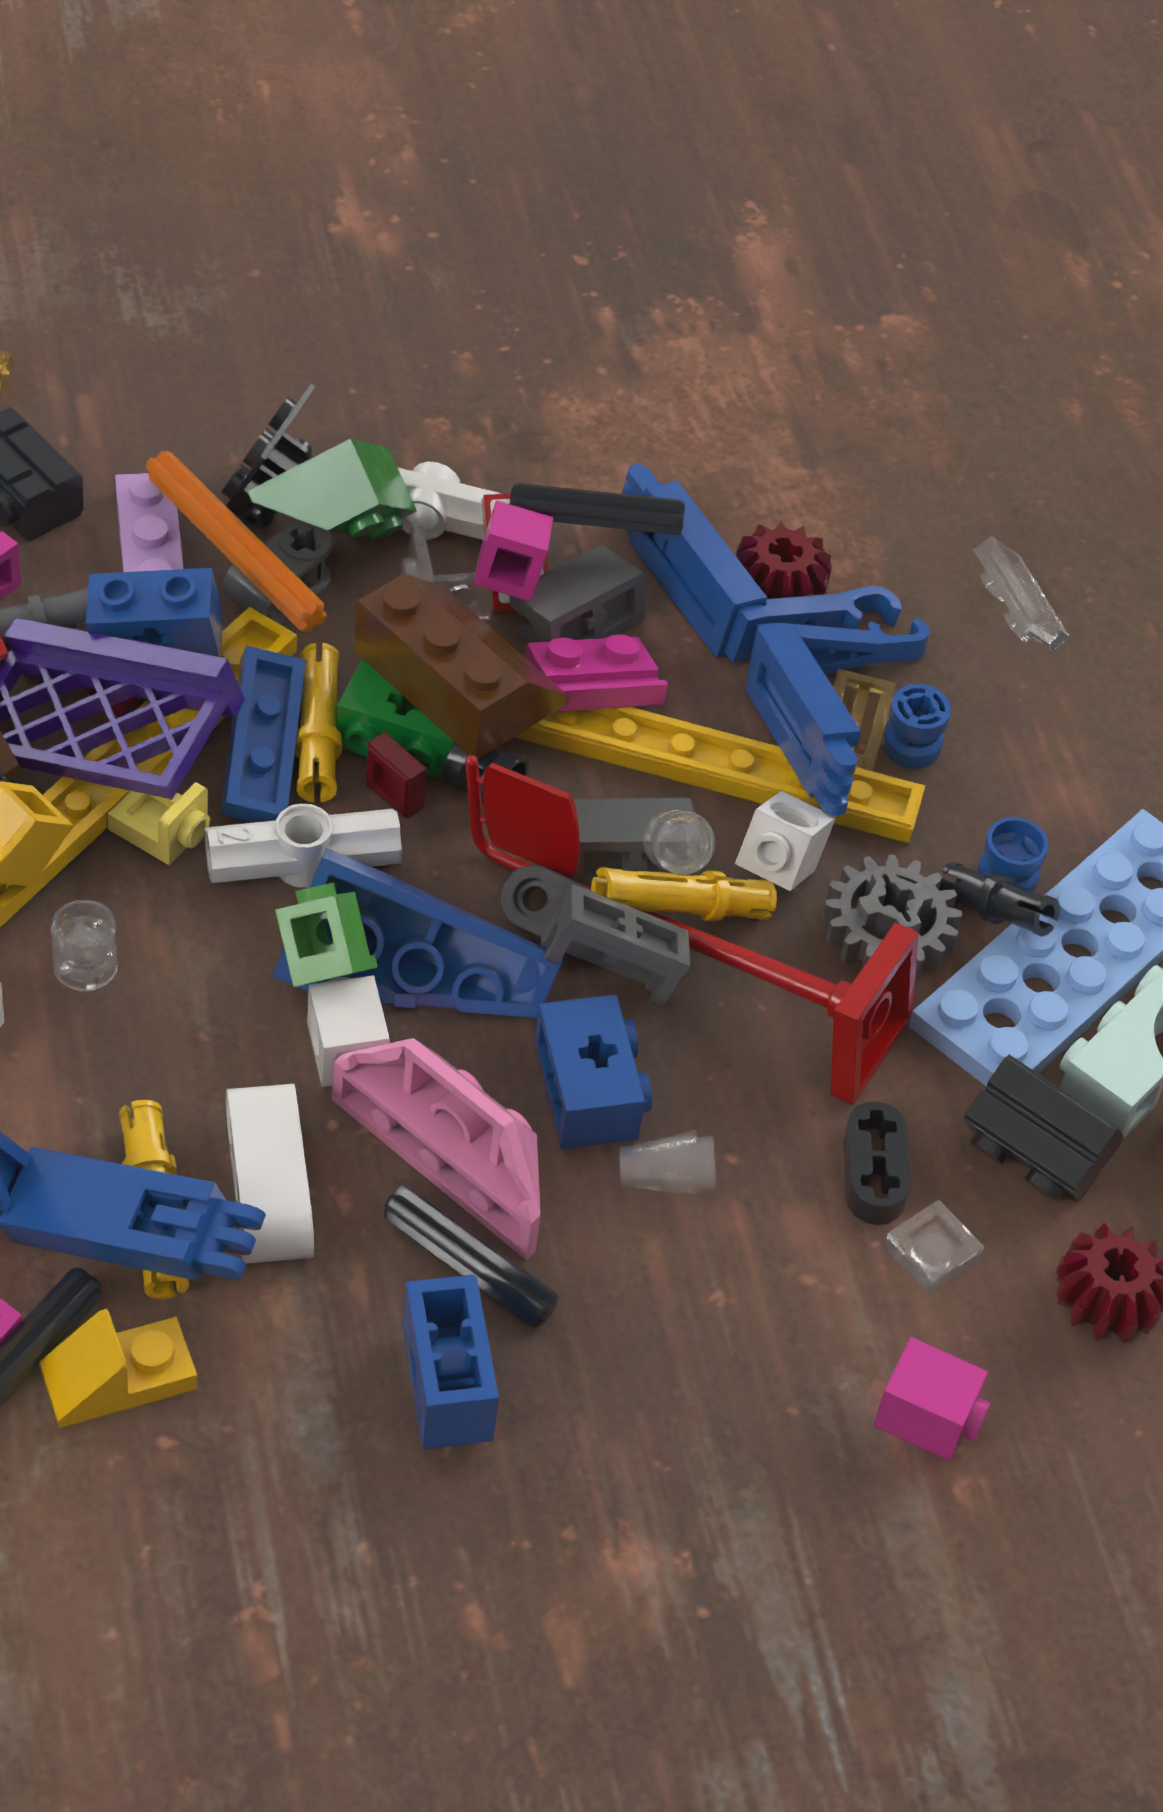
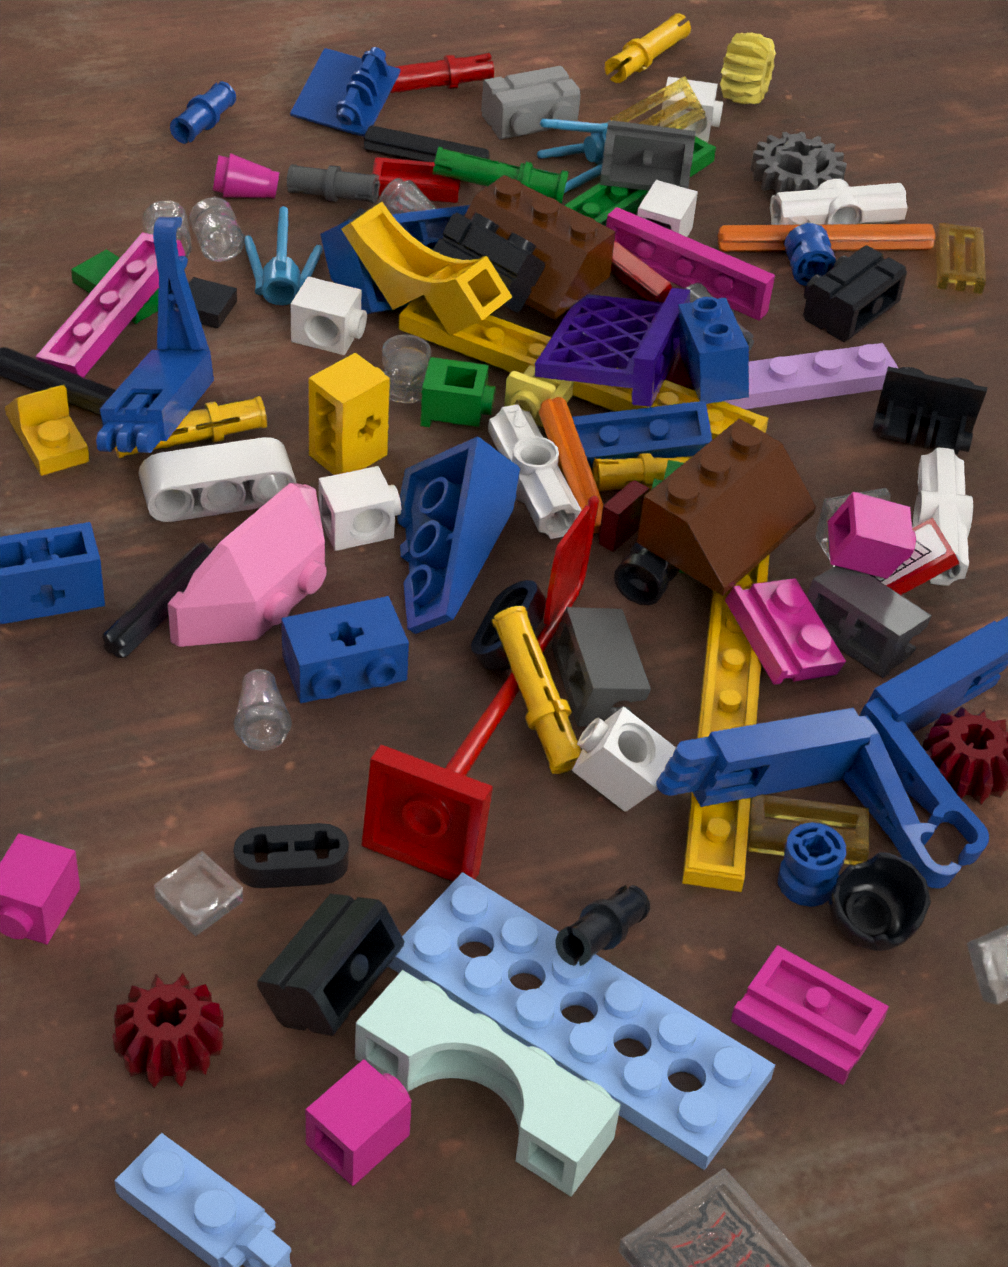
camera: 85 degrees right, 5 degrees down
(149, 900) = (456, 393): none -> green brick
(210, 1002) = (348, 415): none -> yellow brick
(236, 541) = (815, 383): orange axle -> none
(270, 797) = (572, 458): none -> orange axle
(303, 551) = (816, 435): dark grey piece -> none
(306, 945) = (415, 459): bright green brick -> none
(342, 490) = (890, 433): slope -> none
(601, 508) = (943, 583): black axle -> none
(618, 941) = (463, 637): dark grey hinge -> none
(688, 846) = (571, 658): clear wheel -> none
(889, 897) = (565, 850): flat silver gear -> none
(974, 680) = (879, 902): none -> black hair
(1016, 850) = (664, 944): blue wheel -> none
(1085, 771) = (809, 1014): none -> dark pink plate

